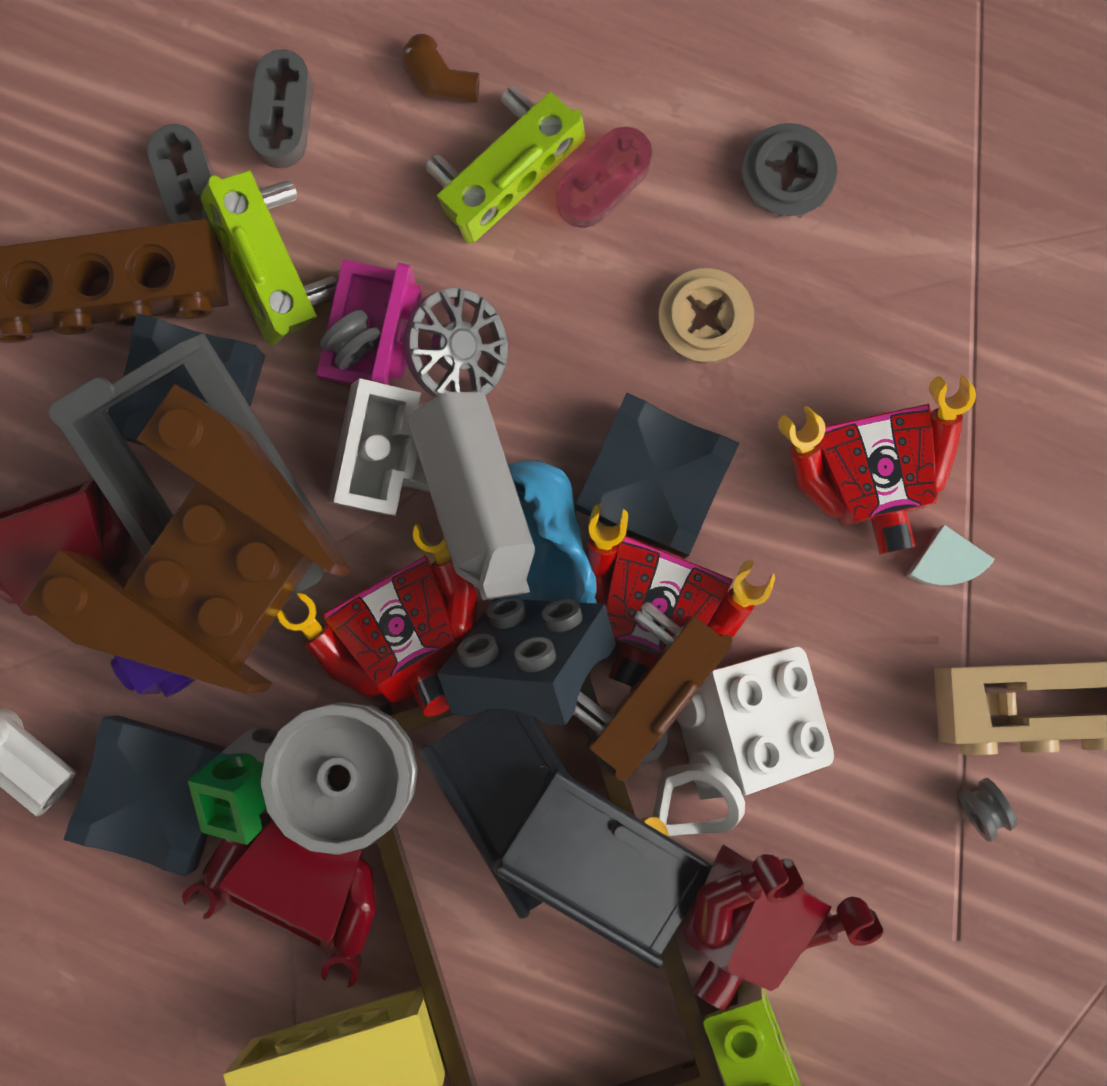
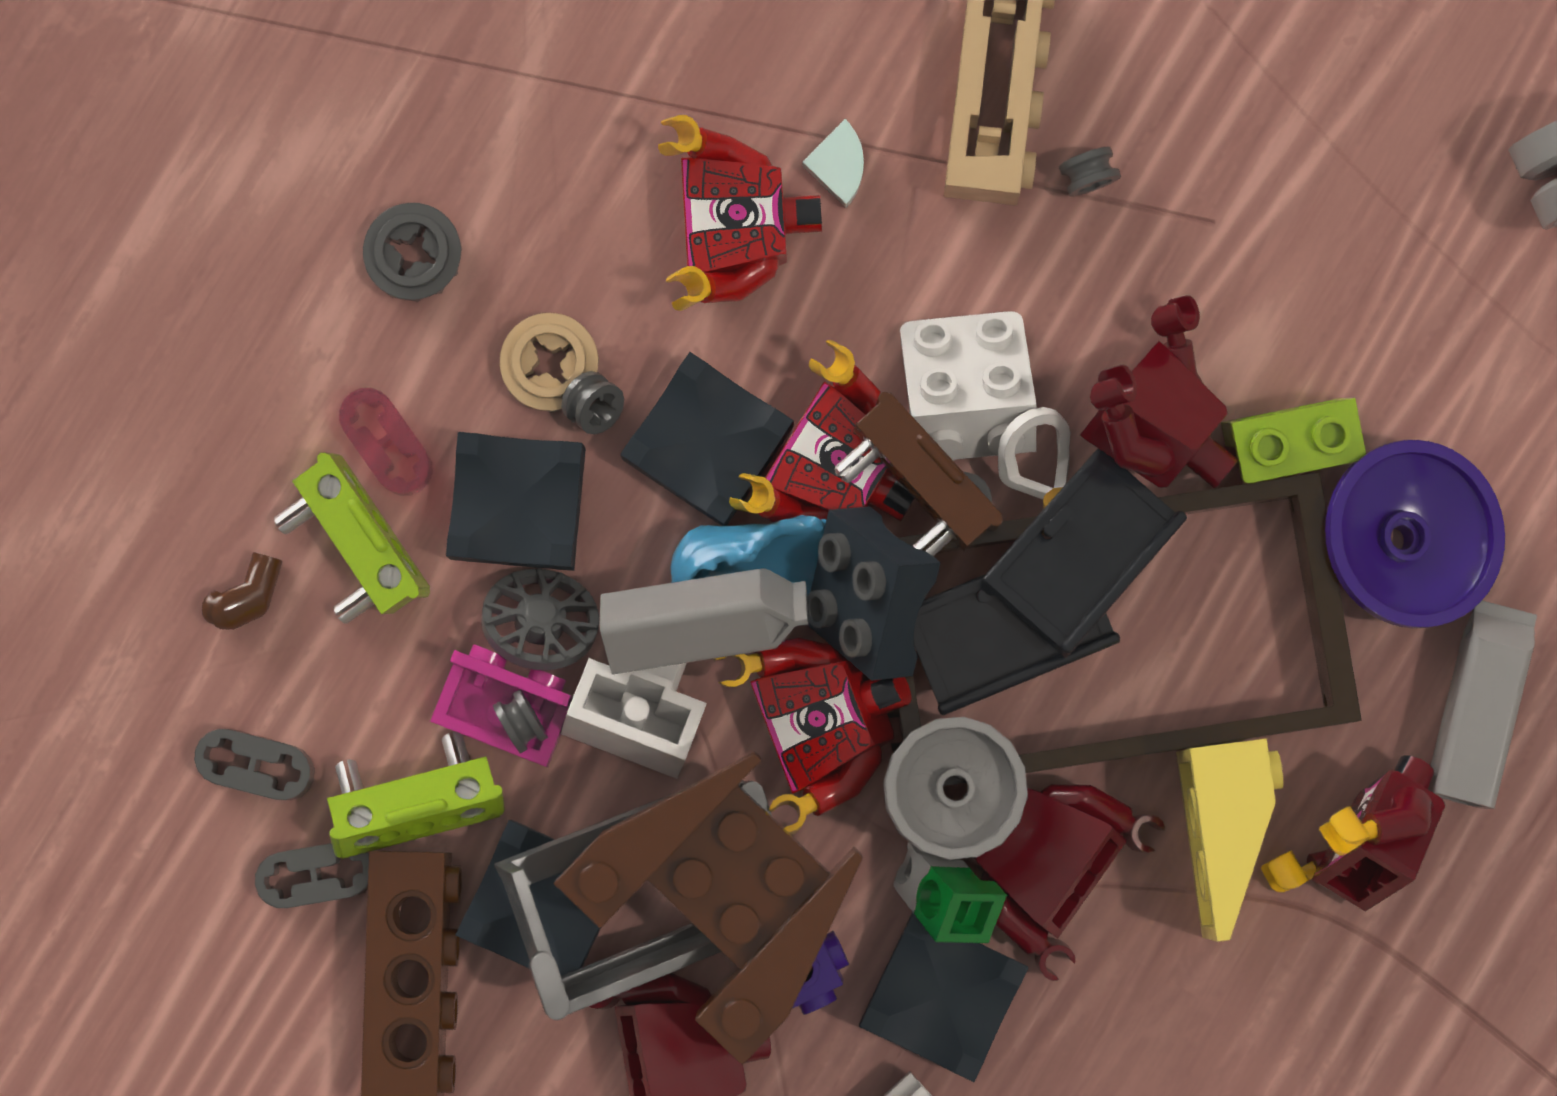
camera: 70 degrees left, 0 degrees up
(566, 304) = (516, 501): none -> black brick
(681, 348) = (581, 394): none -> dark grey bush

